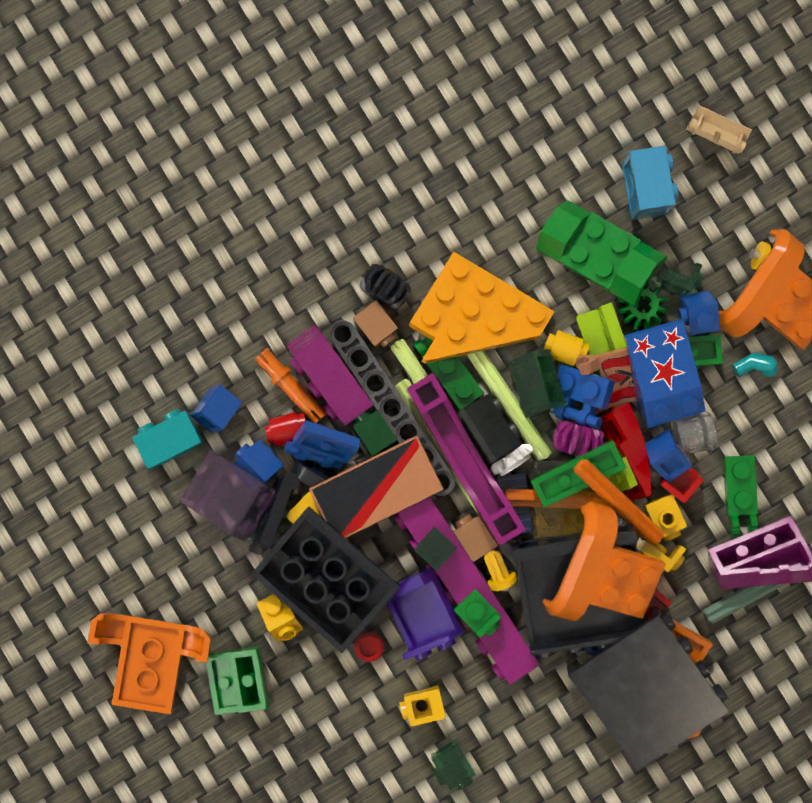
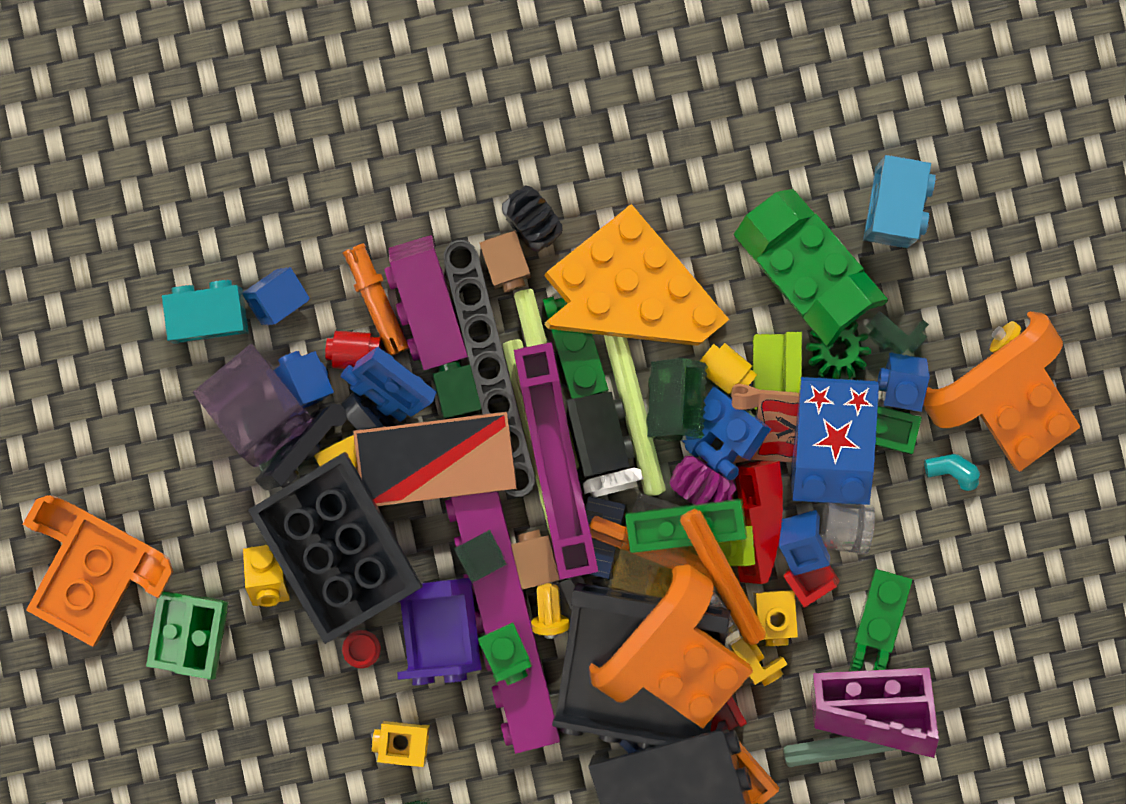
camera: 25 degrees right, 0 degrees up
(719, 129) = (1008, 166): tan hinge -> none

